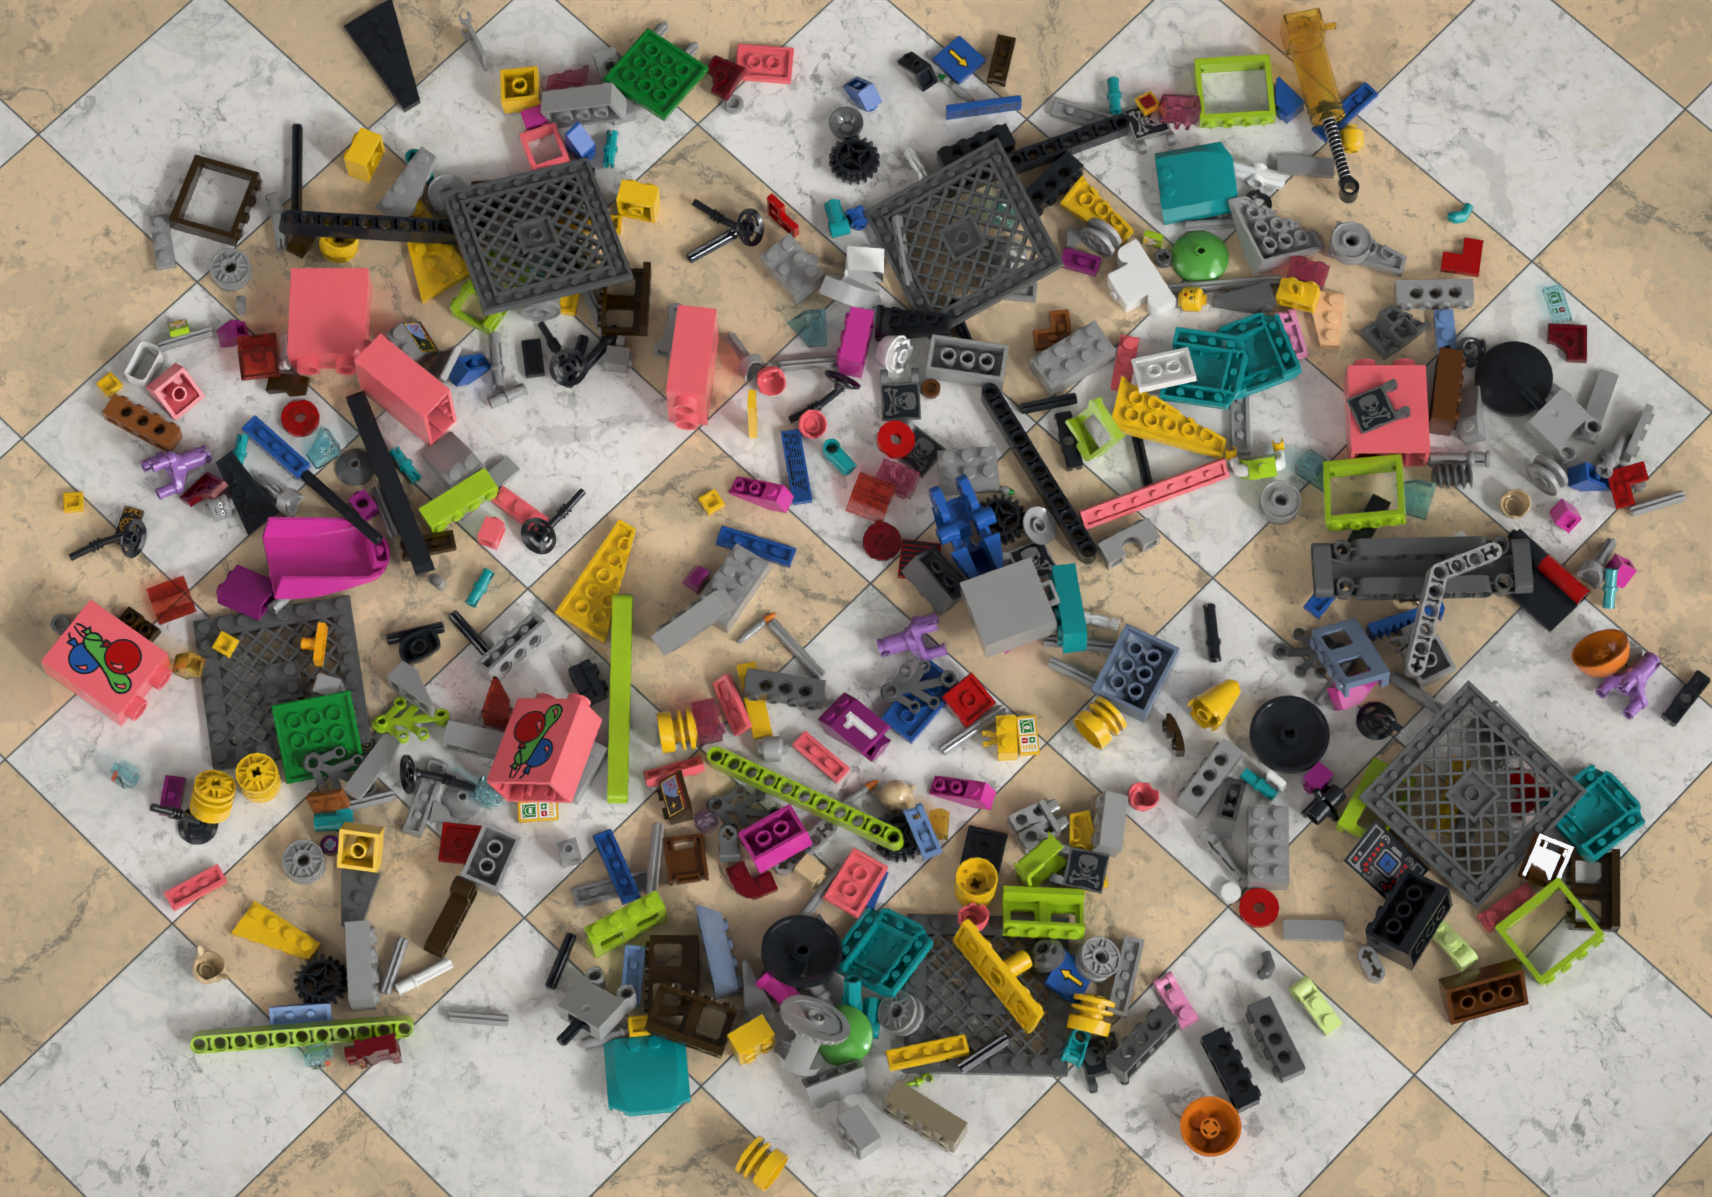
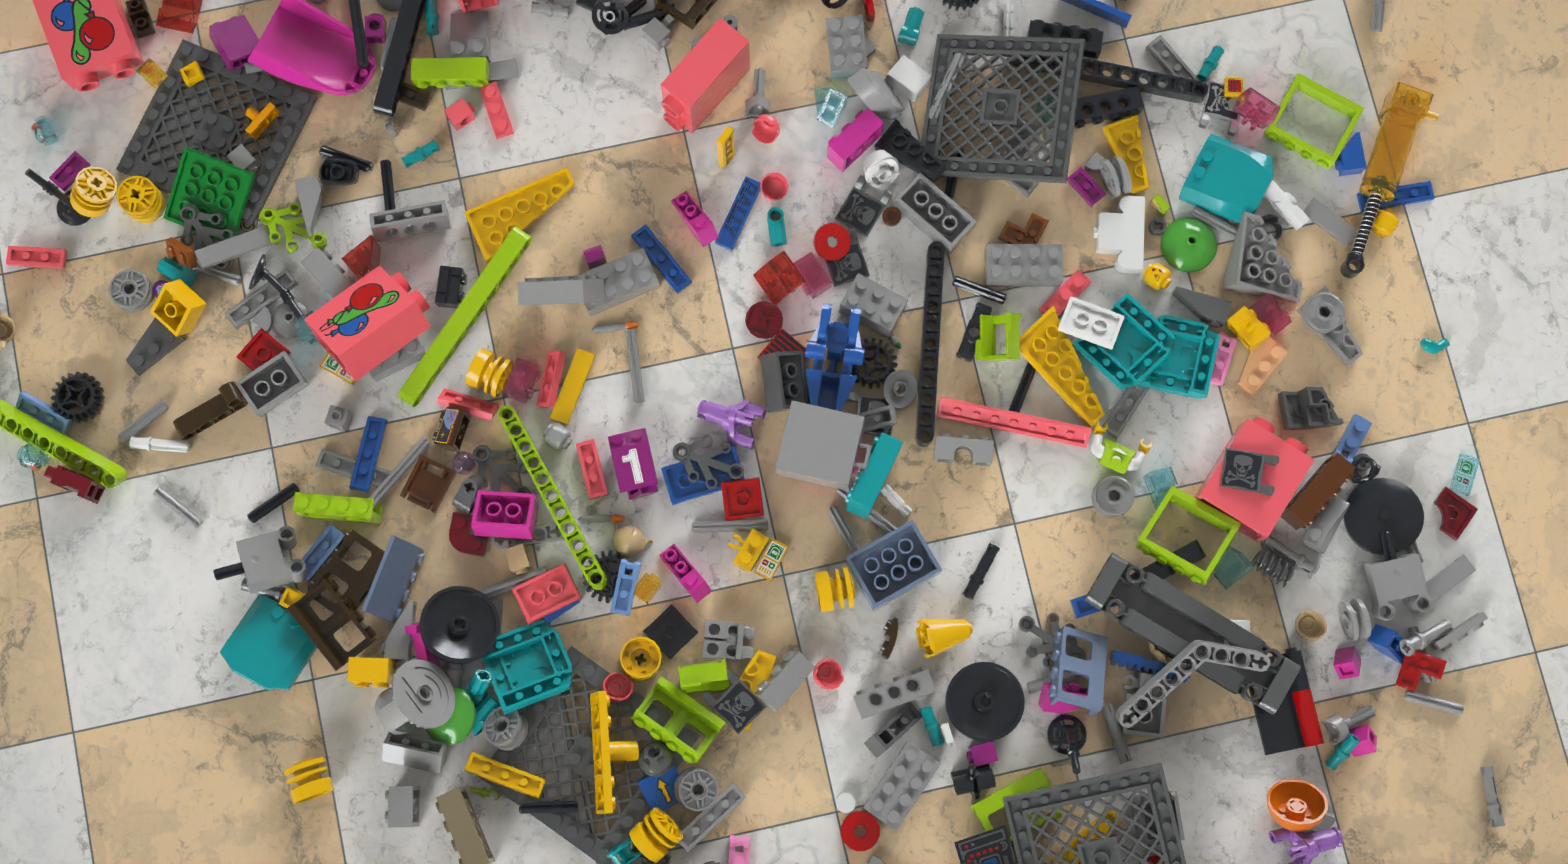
camera: 30 degrees right, 10 degrees up
(271, 930) = (71, 331): yellow wing -> none
(361, 966) = (112, 405): light grey brick -> none
(547, 530) = (500, 139): black dish -> none
(711, 502) = (651, 199): yellow tile -> none
(793, 683) = (582, 370): dark grey brick -> none
(807, 363) = (805, 132): light grey axle -> none
(840, 382) = (819, 166): black dish -> none
(857, 218) = (928, 36): blue brick -> none
(1043, 556) = (879, 418): none -> light grey slope
(1222, 855) = (860, 766): light grey pin -> none
(1225, 284) = (1195, 281): light grey axle -> none
(1441, 287) = (1392, 410): light grey brick -> none
(1466, 263) = (1411, 390): red tile -> none

